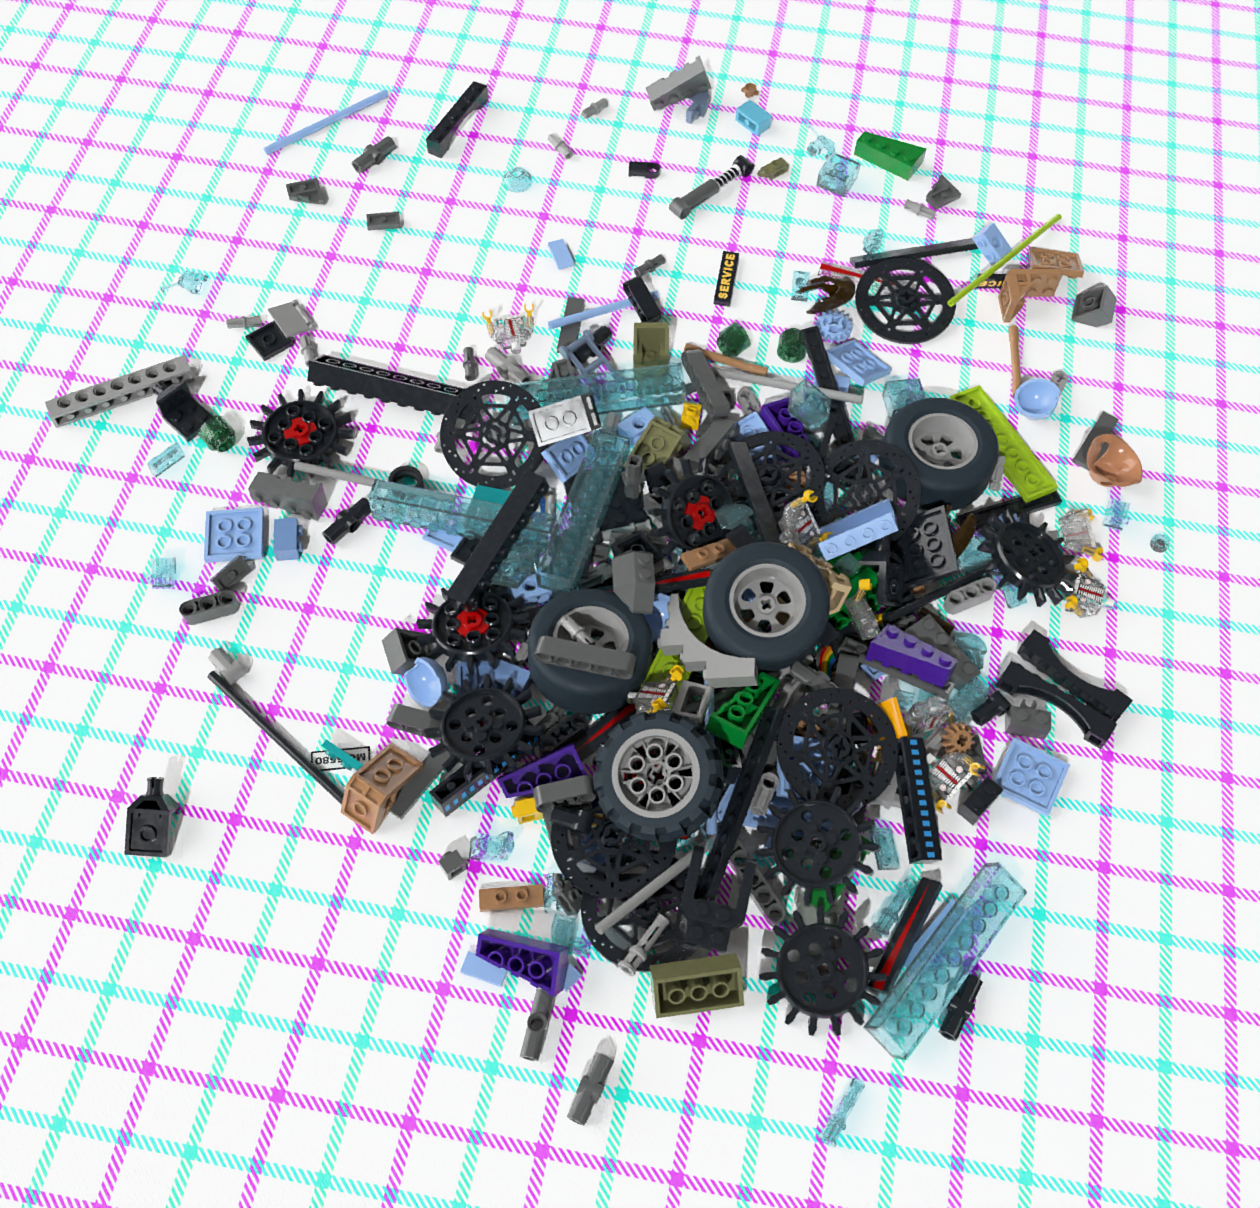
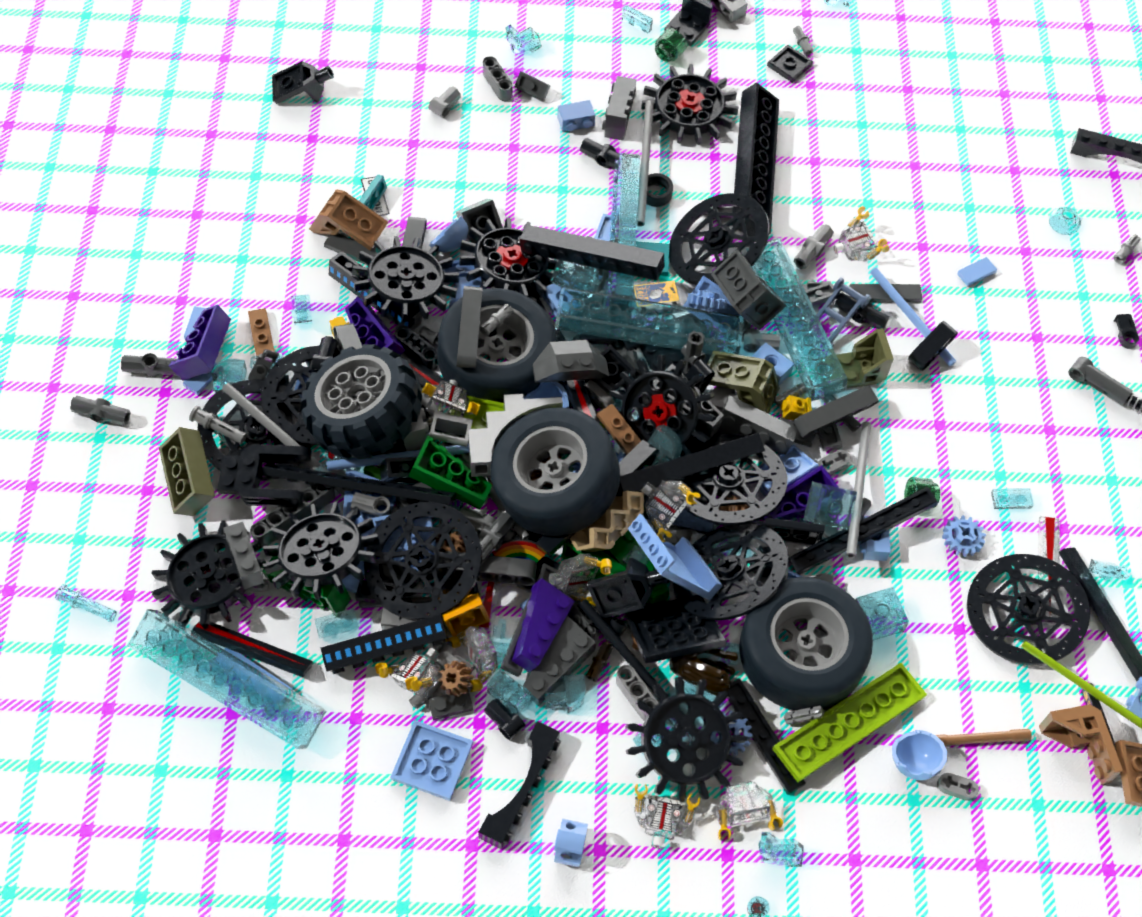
camera: 80 degrees right, 0 degrees up
(234, 534) = (573, 80): light blue plate -> none
(276, 736) = (385, 150): black piece -> none
(291, 318) = (818, 73): light grey piece -> none
(305, 191) = (977, 53): dark grey wing -> none
(307, 349) = (786, 91): light grey axle -> none
(325, 122) = (1078, 53): light blue piece -> none
(373, 154) = (1047, 95): dark grey piece -> none
(382, 221) = (963, 118): dark grey plate -> none
(452, 864) = (285, 285): dark grey plate -> none
(469, 371) = (808, 215): dark grey pin -> none
(576, 452) = (707, 300): none -> light blue gear
(649, 265) = (988, 351): dark grey pin -> none
(726, 278) = (999, 426): black tile -> none
(733, 340) = (907, 435): clear green piece -> none
(752, 368) = (881, 463): medium nougat piece -> none
(808, 923) = (243, 555): none -> dark grey arch
(839, 293) = (1010, 537): dark brown hair -> none
(858, 362) = (915, 559): light blue plate -> none
(889, 914) = (271, 632): clear light blue pin -> none
(960, 1008) = (185, 699): black piece -> none
(980, 800) = (396, 708): black brick -> none
(1028, 721) = (494, 754): dark grey brick -> none
(1039, 653) = (583, 764): black arch -> none
(1094, 307) = (1094, 831): dark grey slope -> none
(1104, 425) = (888, 833): dark grey tile -> none
(1117, 466) = (843, 849): nougat piece -> none
(1121, 667) = (570, 841): none -> light blue piece

